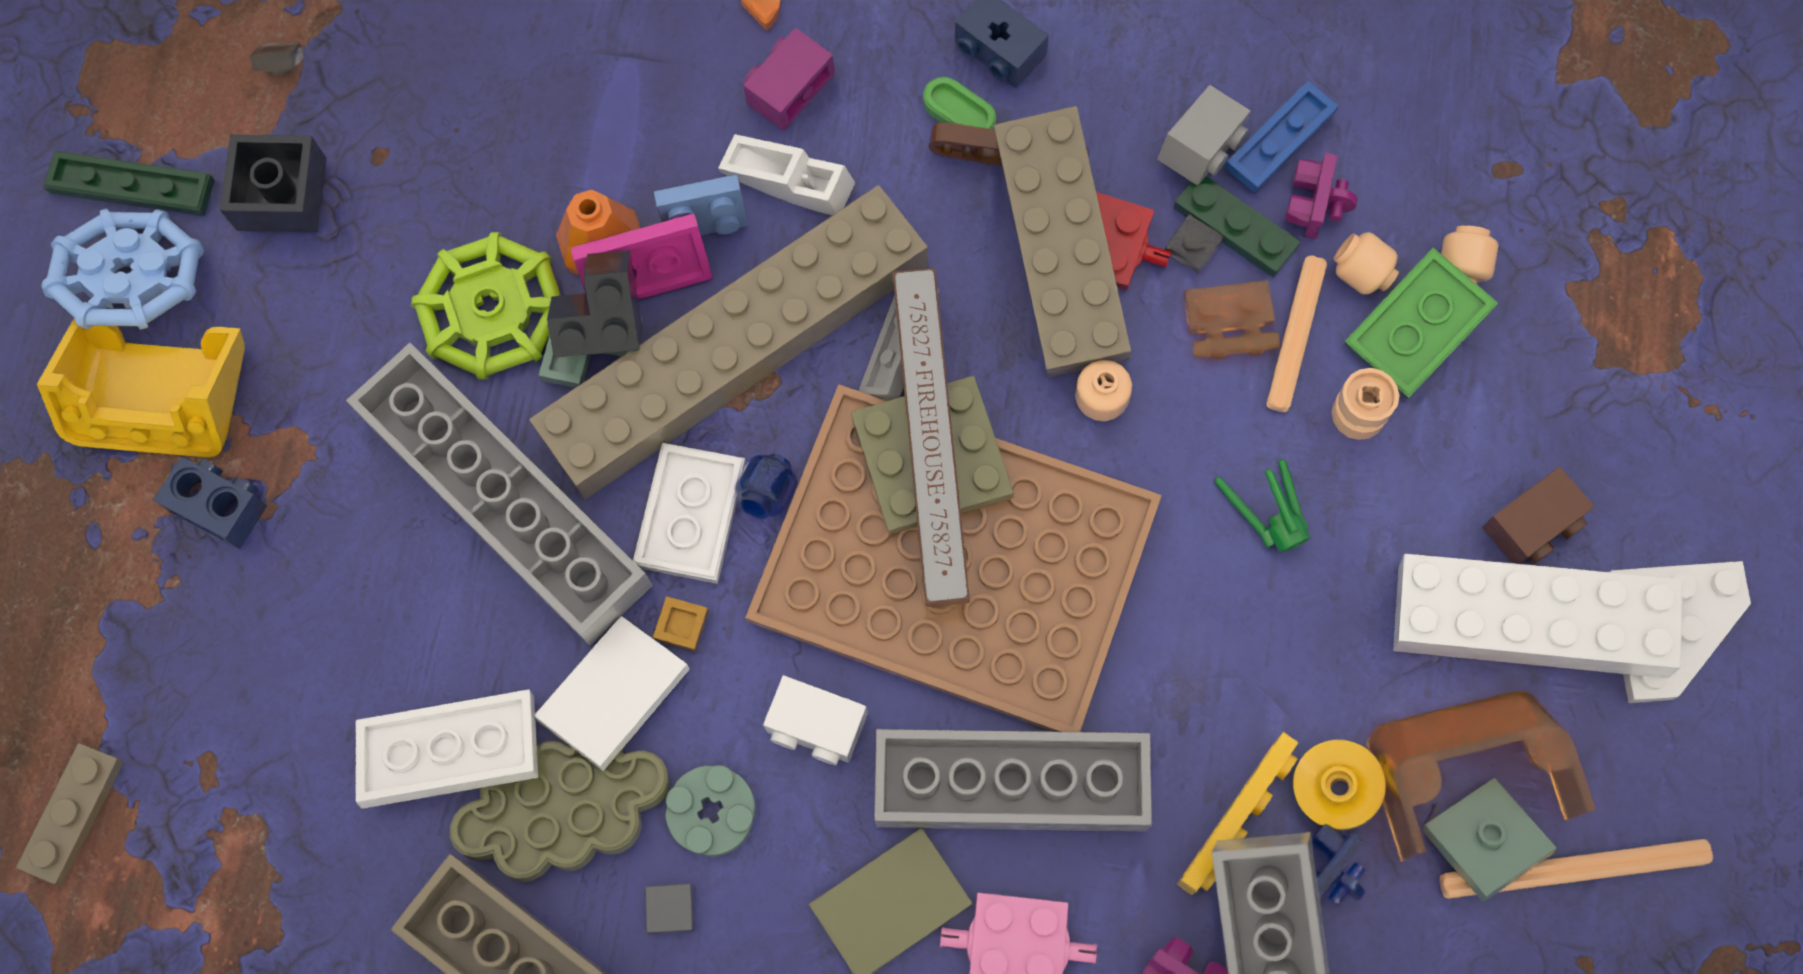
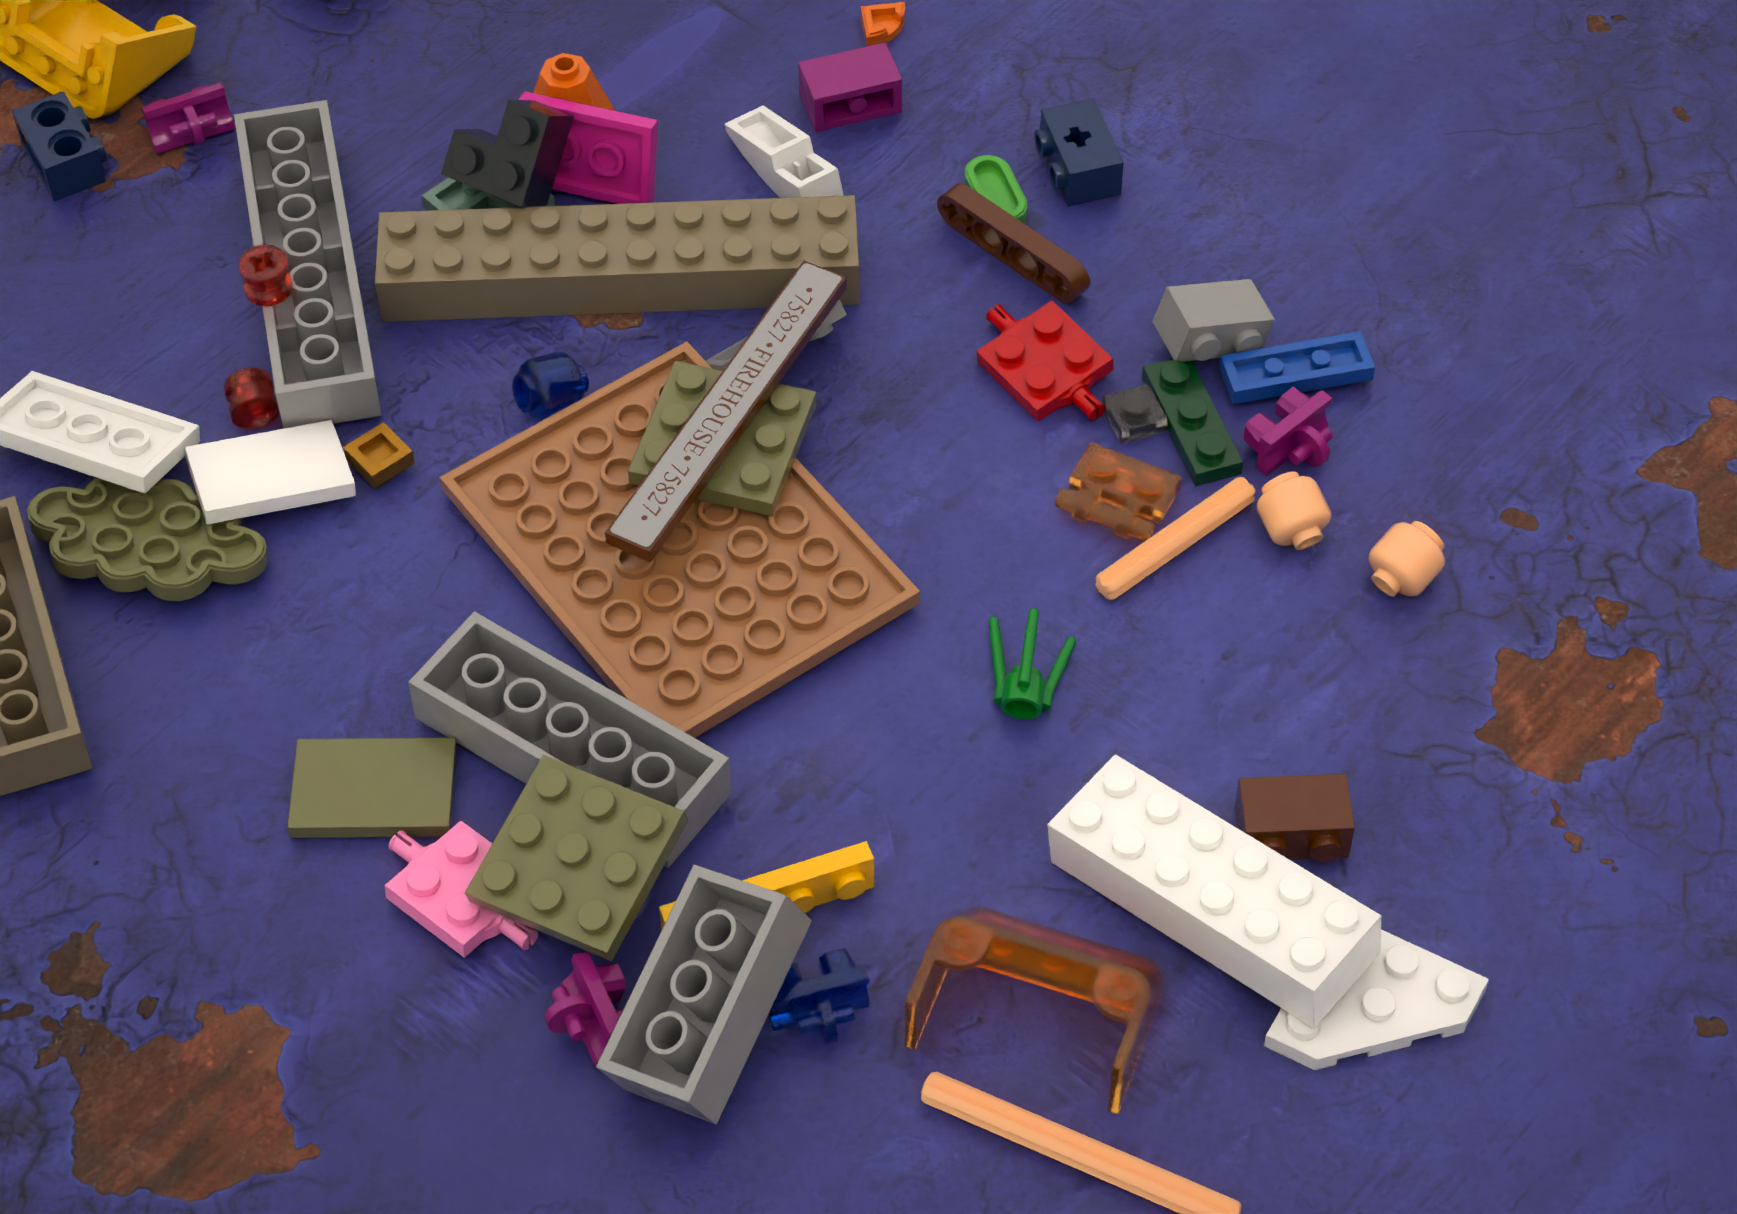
camera: 30 degrees right, 20 degrees down
(295, 413) = (188, 117): none -> magenta hips
(467, 294) = (435, 96): lime plate -> none
(502, 548) = (265, 275): none -> clear red wheel
(547, 637) = (251, 398): none -> clear red wheel
(669, 908) = (171, 674): dark grey tile -> none
(689, 513) = (460, 378): white tile -> none
(714, 202) = (686, 135): medium blue plate -> none
(735, 818) = (273, 594): sand green plate -> none
(815, 720) = (428, 590): white brick -> none
(1062, 241) = (990, 329): dark tan brick -> none
(1103, 390) = (935, 475): light nougat head -> none
(1103, 884) = (577, 857): none -> olive plate
(1336, 762) = (888, 927): yellow dish -> none
(1365, 403) = (1189, 621): light nougat wheel -> none
(1421, 322) = (1307, 587): bright green tile -> none
(1489, 839) = (1004, 1064): sand green plate -> none

